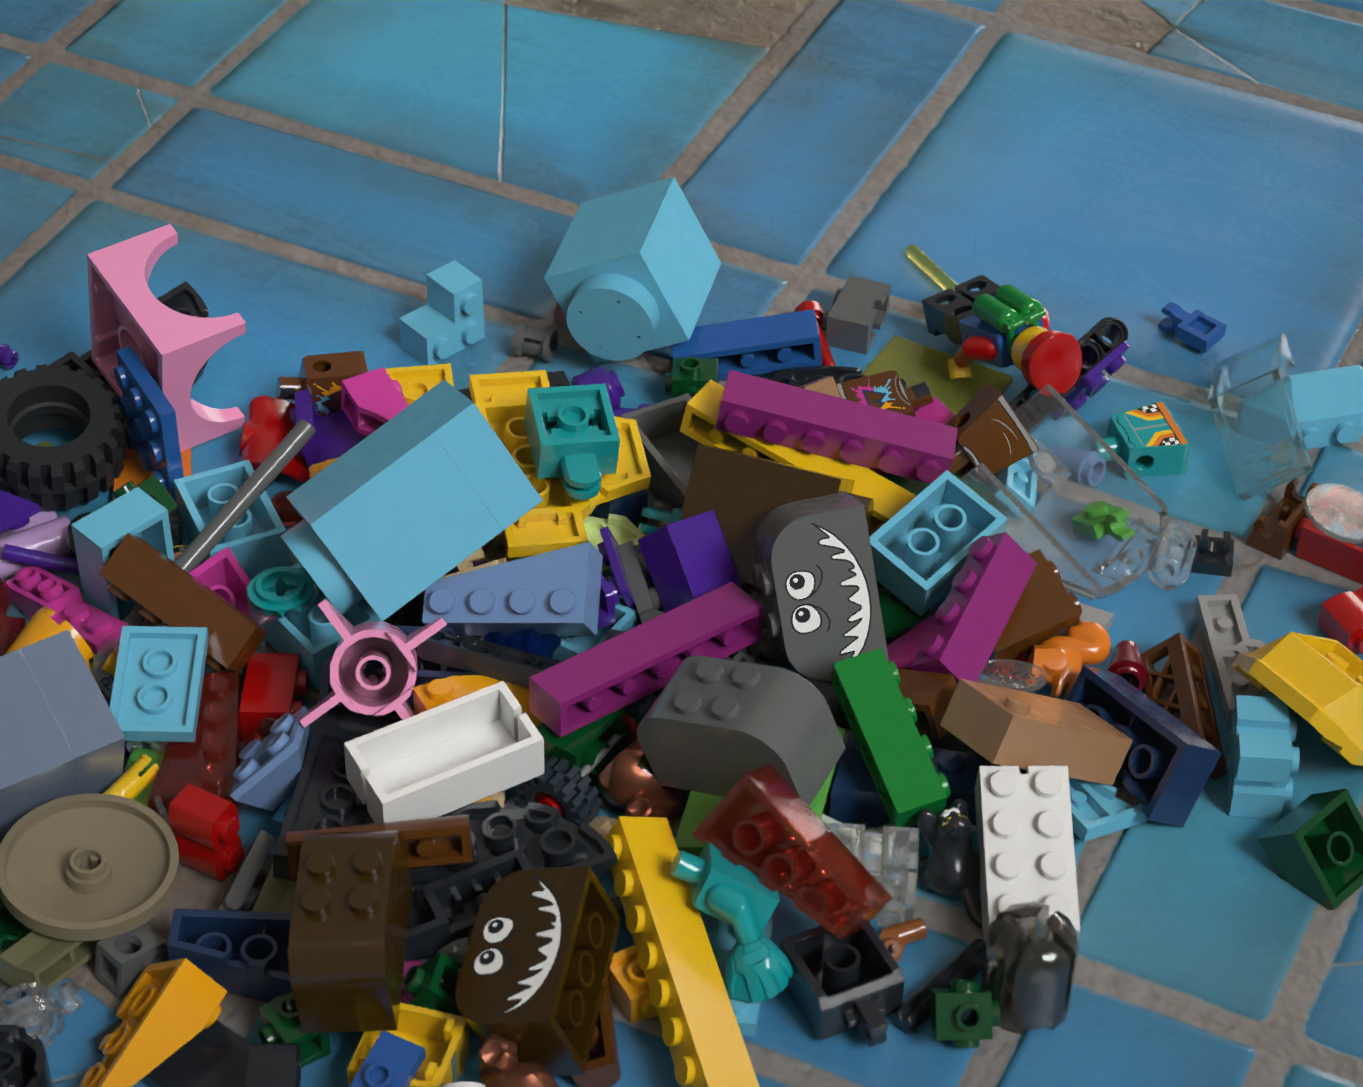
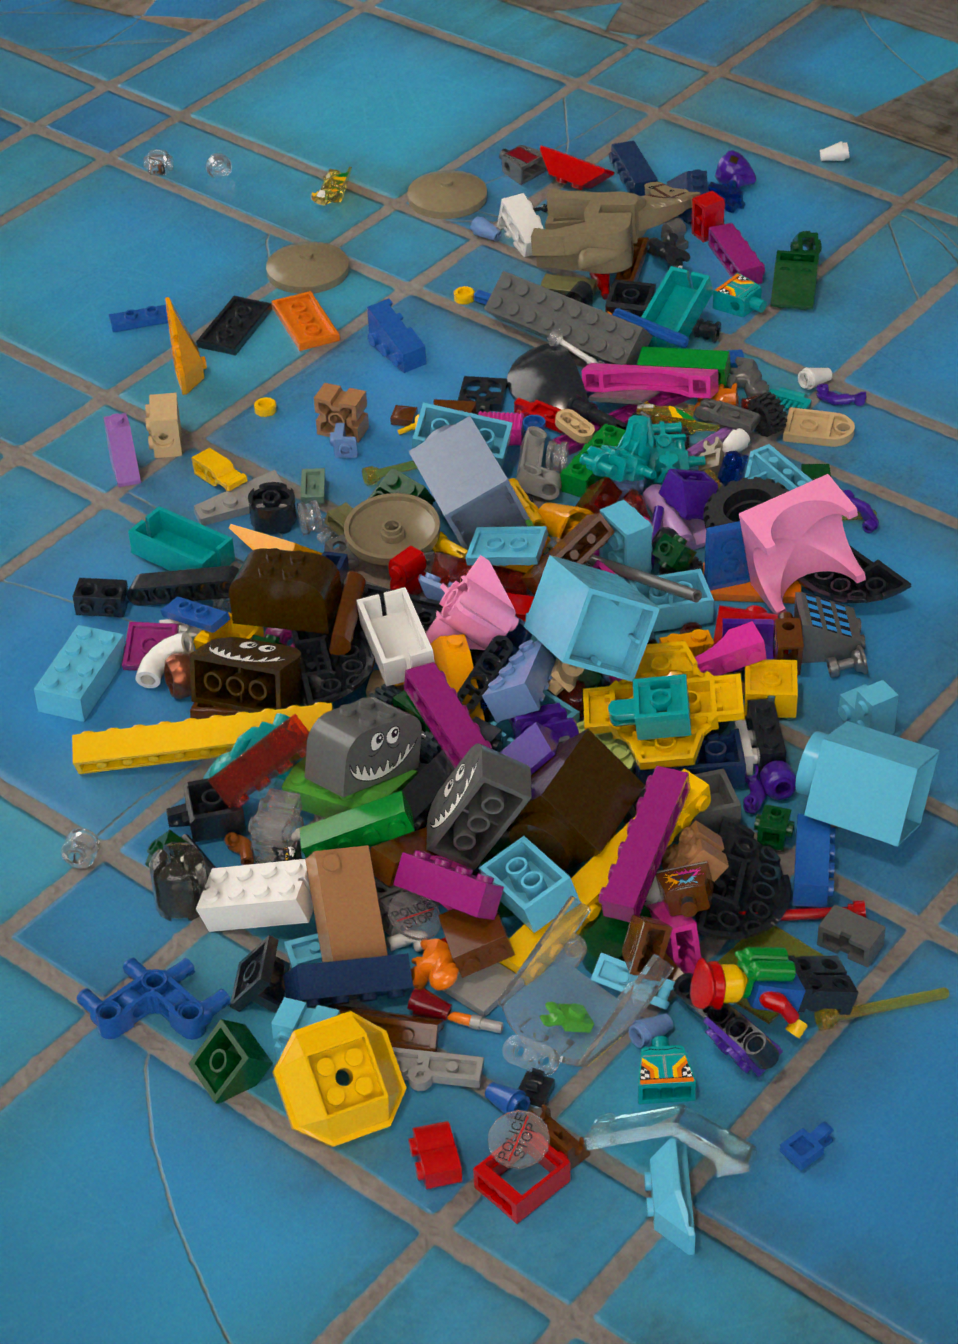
camera: 105 degrees right, 0 degrees up
(272, 355) = (827, 628): none -> dark grey slope
(331, 337) = (857, 661): none -> flat silver piece
(1129, 619) = (476, 1022): none -> light grey piece
(1167, 841) = (260, 977): none -> black bracket
(1242, 972) = (153, 993): none -> blue pin
(1248, 568) = (507, 1098): none -> blue cone

